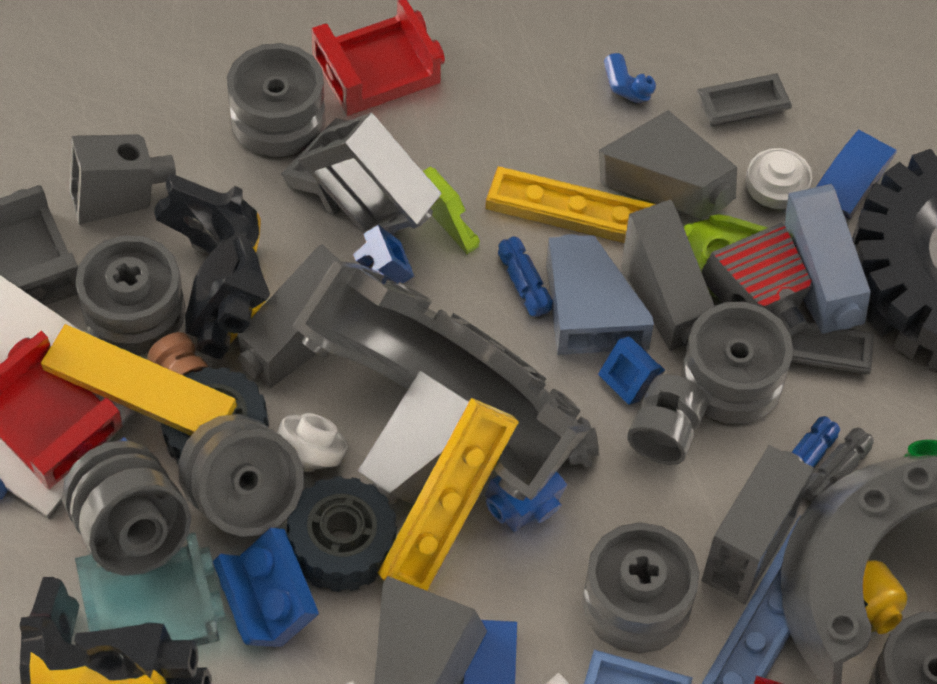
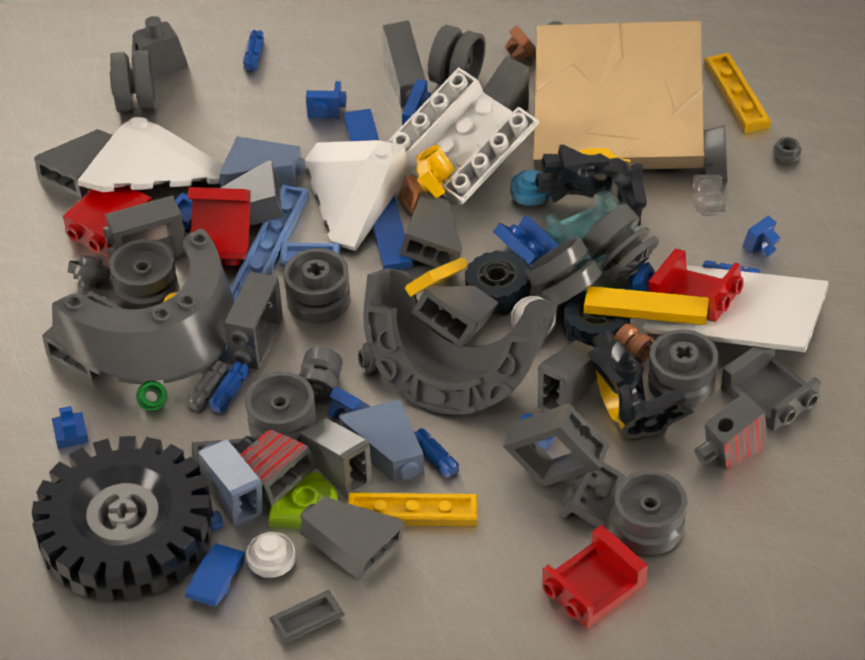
camera: 170 degrees right, 10 degrees down
(447, 213) = (504, 479): lime tile -> none
(621, 83) = (401, 608): blue arm -> none

